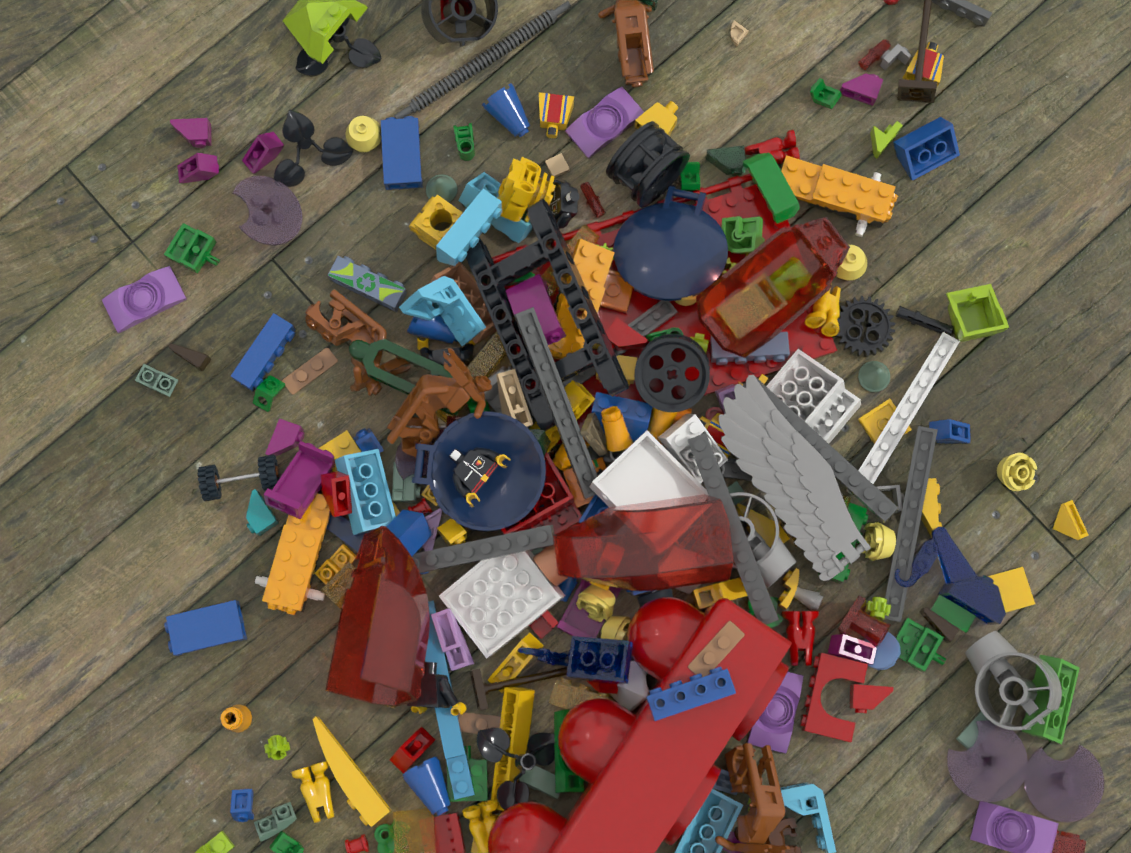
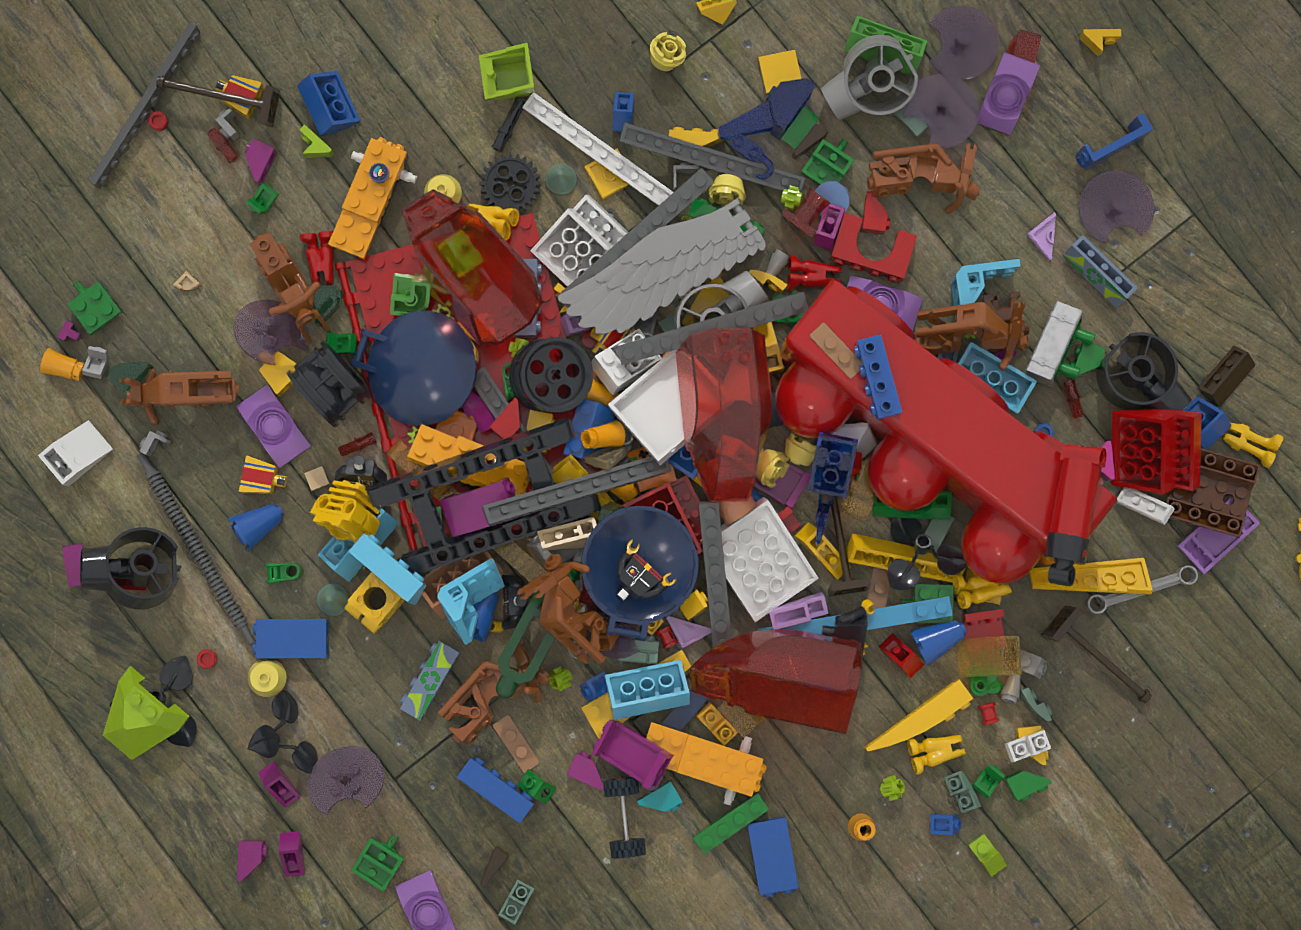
camera: 90 degrees left, 5 degrees up
(237, 583) = (730, 823): none -> green brick
(337, 493) = (648, 717): red slope -> none
(374, 407) = (560, 678): none -> lime gear
(379, 79) = (206, 658): none -> red tile
(411, 530) = (688, 647): blue slope -> none
(582, 12) = (149, 443): none -> light grey bracket
(635, 307) = (477, 408): none -> magenta slope
(699, 106) = (264, 334): none -> piece
(741, 126) = (287, 282): none -> dark orange piece
(751, 306) = (488, 291): clear yellow slope -> none
(772, 186) = (360, 260): green piece -> none
(861, 195) = (379, 173): none -> tile
(930, 746) = (926, 162): none -> dark orange piece

